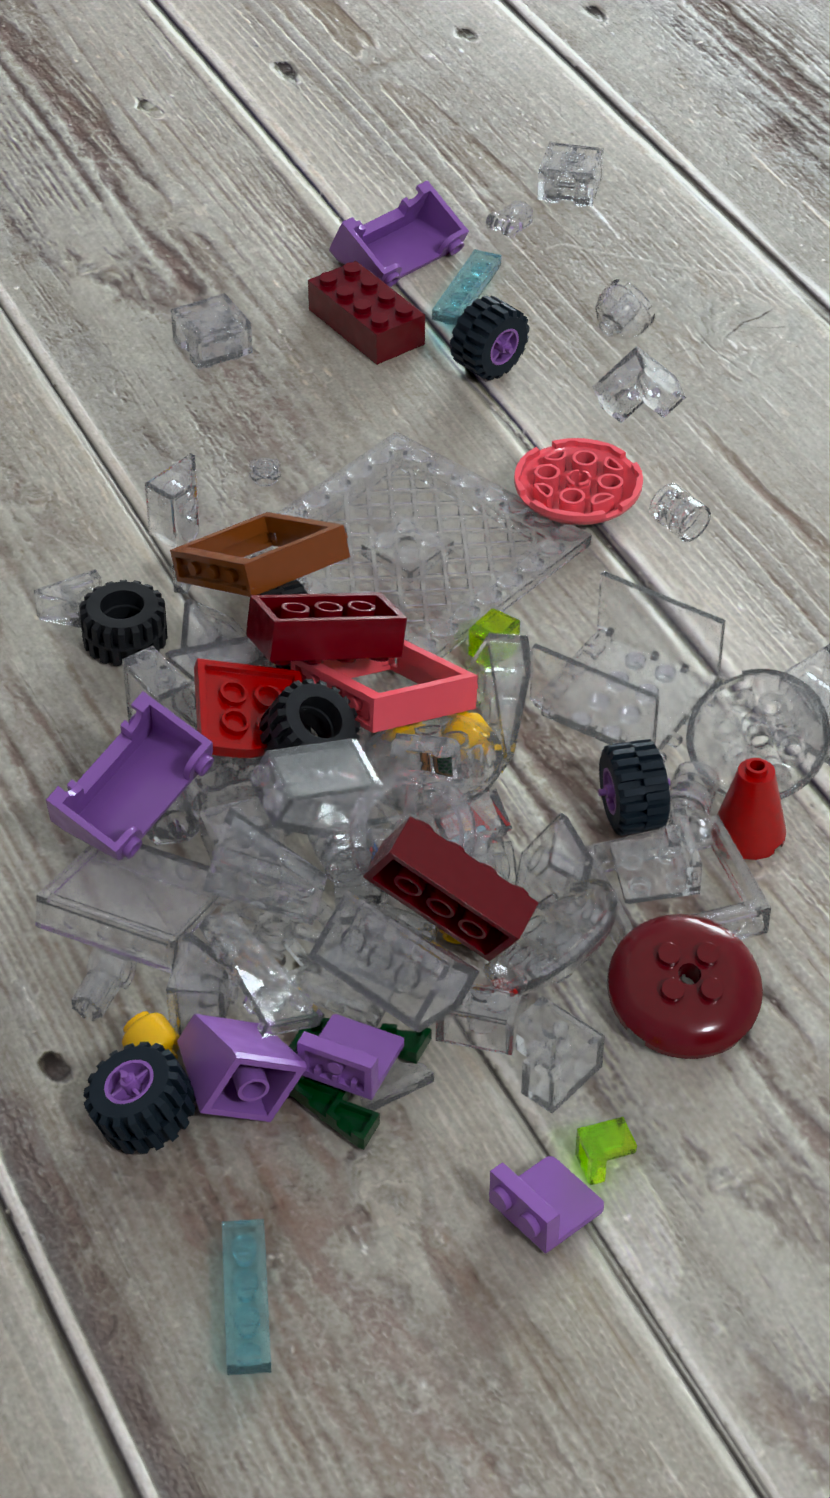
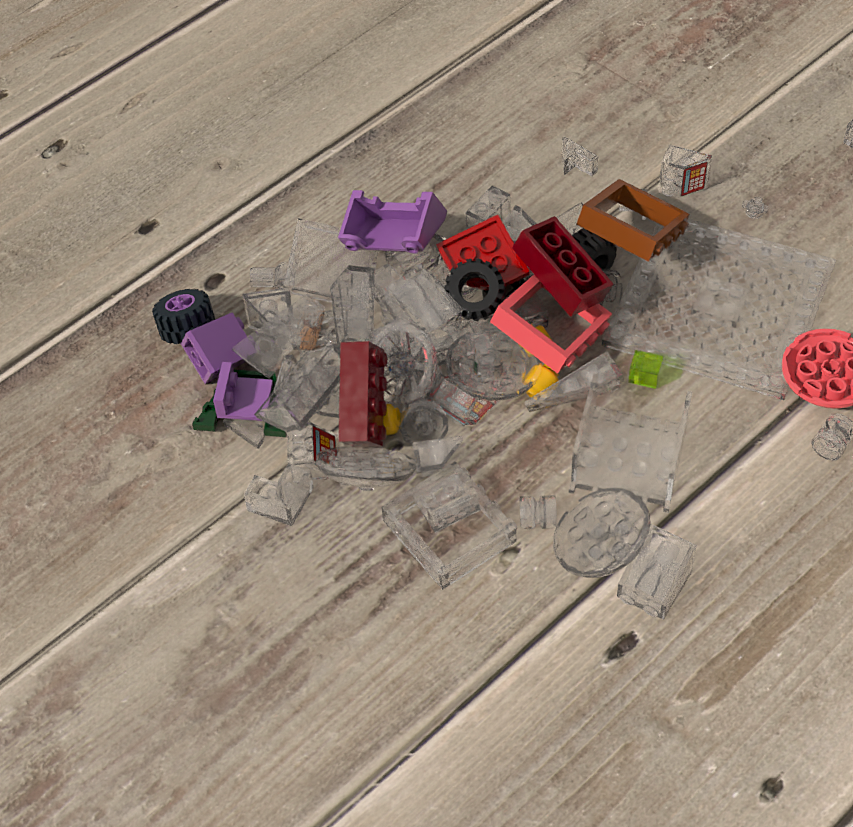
camera: 75 degrees right, 10 degrees up
(122, 620) = (562, 185): black tyre -> none
(152, 1029) = (233, 304): yellow head -> none
(246, 1297) = (75, 407): clear light blue plate -> none
(544, 1201) = (172, 520): medium lavender bracket -> none
(600, 1144) = (219, 537): clear neon green panel -> none
(634, 787) = (517, 473): black wheel -> none
(679, 1016) = (376, 564): dark red brick -> none
(754, 810) = (531, 550): red cone -> none

